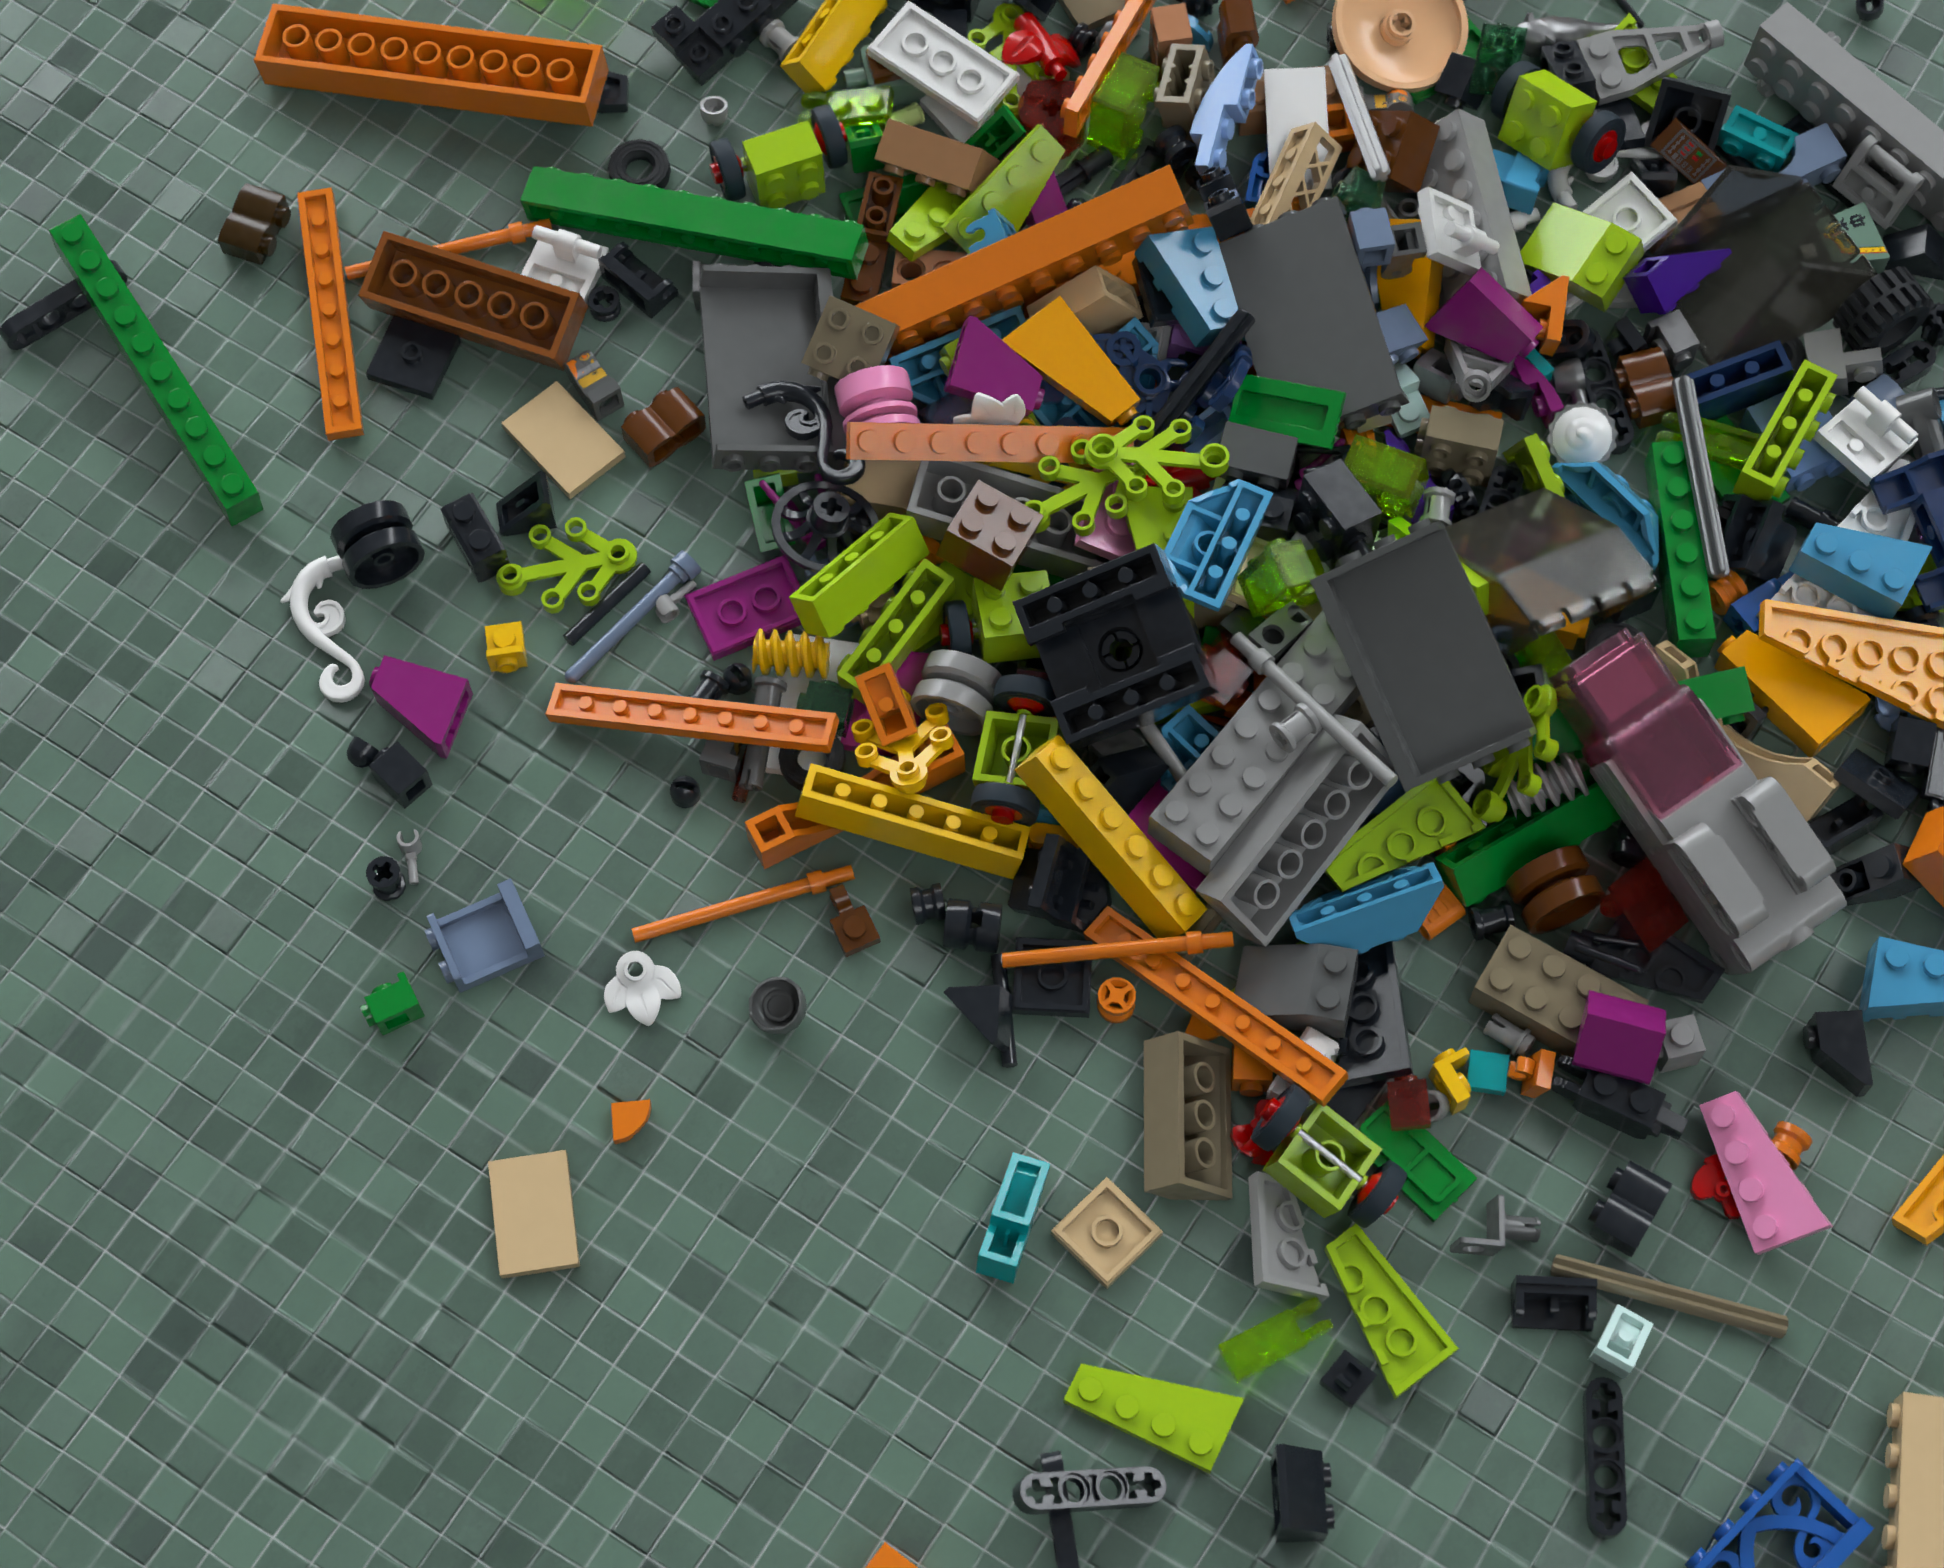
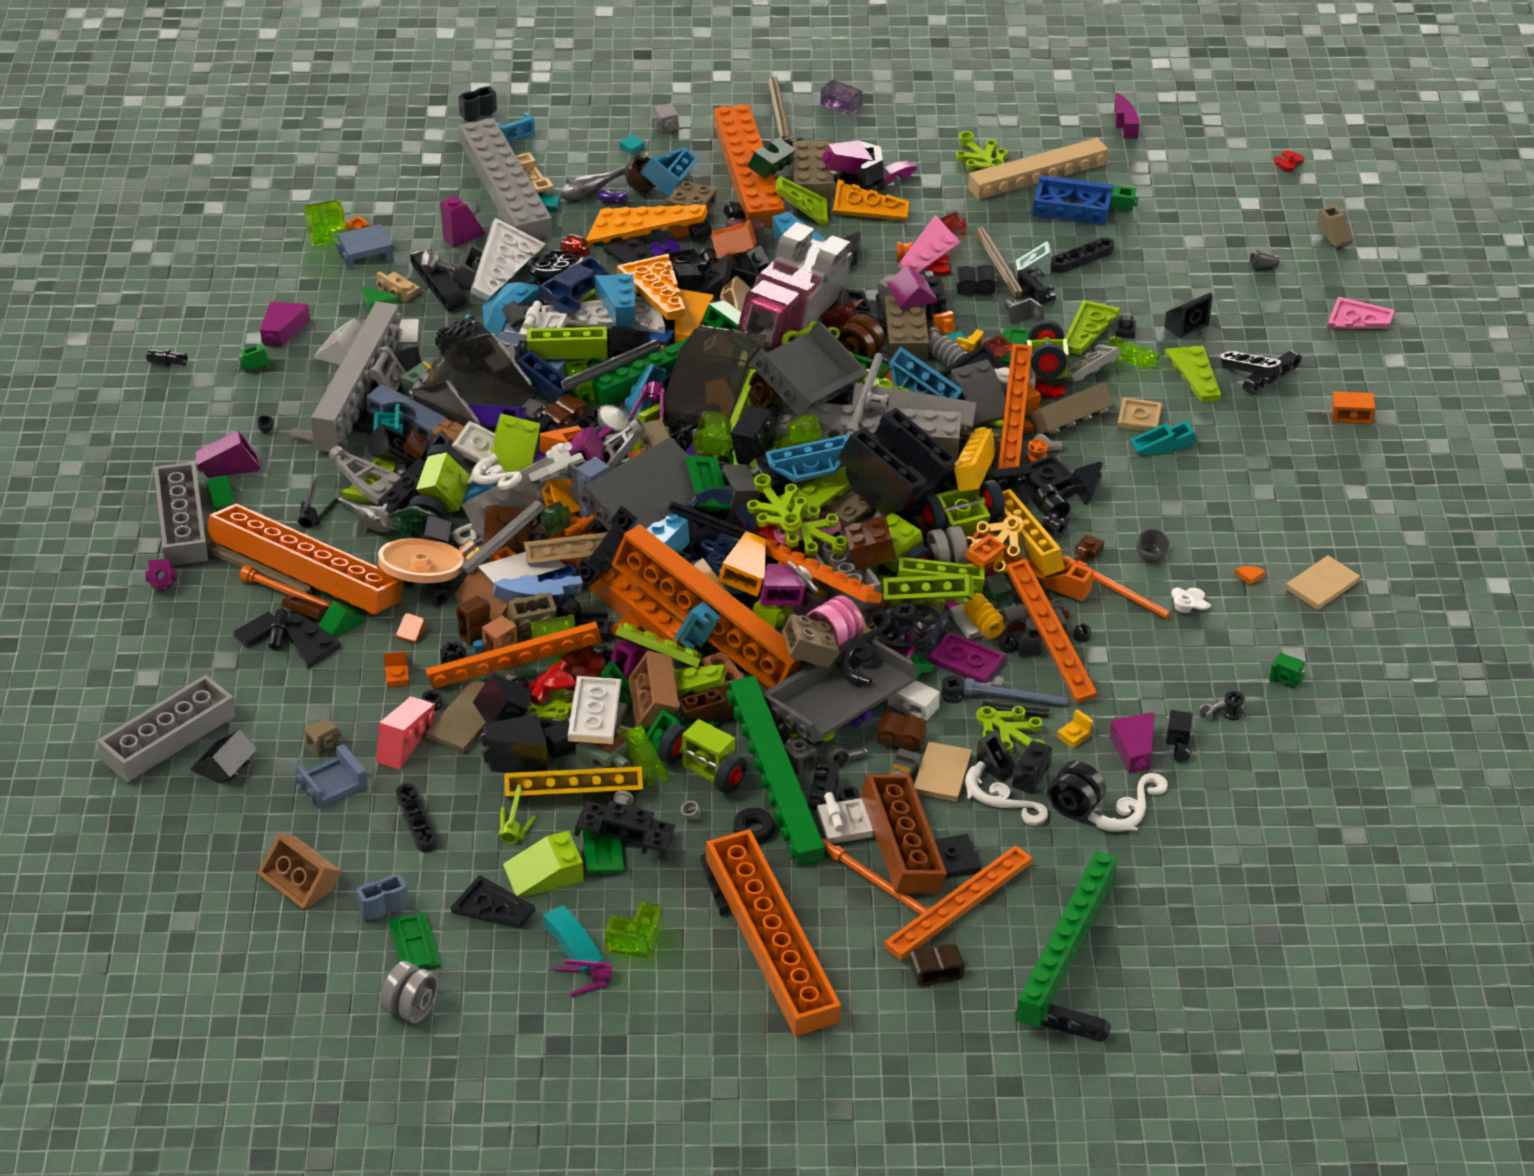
camera: 125 degrees left, 25 degrees down
(458, 474) = (1002, 800): none -> white plant
(484, 939) = (1221, 660): sand blue panel -> none
(682, 328) = (840, 756): none -> flat silver bar
(702, 550) = (952, 689): none -> black wheel
(707, 488) = (916, 700): none -> white brick
(1129, 1028) = (1052, 445): none -> light grey arm
(1193, 943) = (994, 424): orange bar -> none
(1446, 1024) = (946, 350): none -> light grey piece
(1502, 161) = (494, 474): none -> white plant
(1578, 486) = (654, 392): none -> magenta plant
(1822, 1282) = (954, 222): none -> clear red bracket

